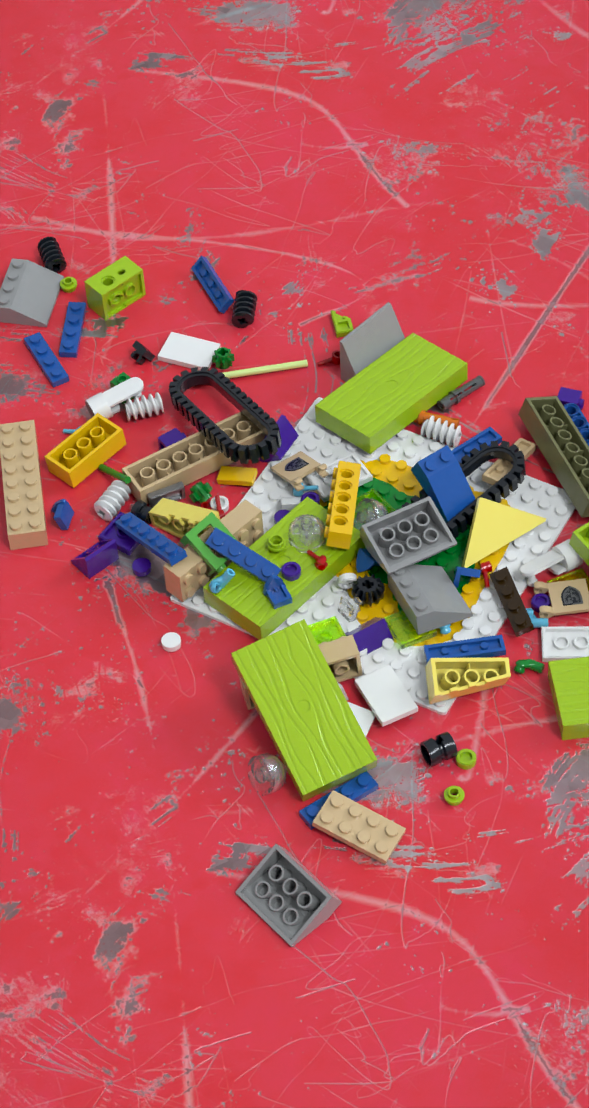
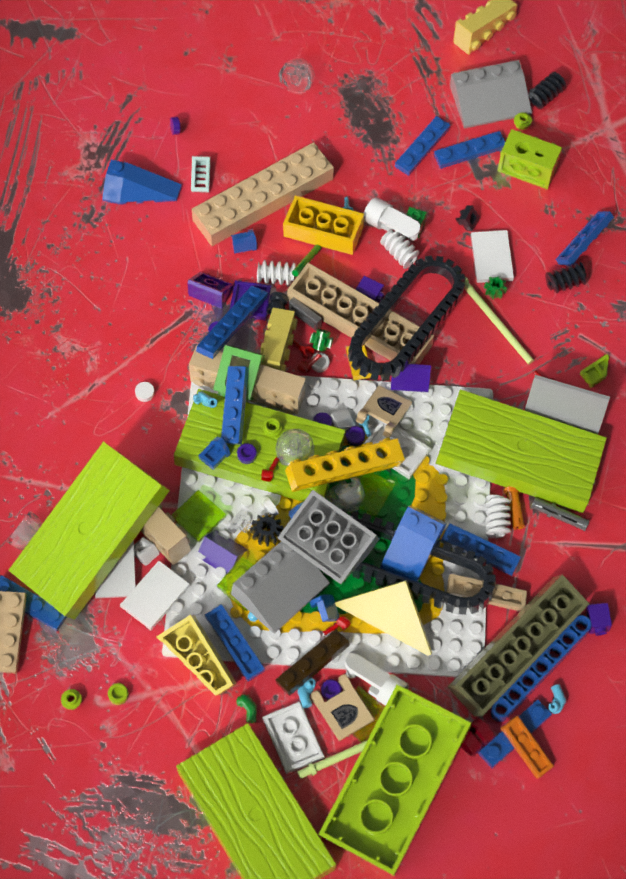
camera: 60 degrees right, 15 degrees up
(441, 748) = (113, 665): black wheel -> none

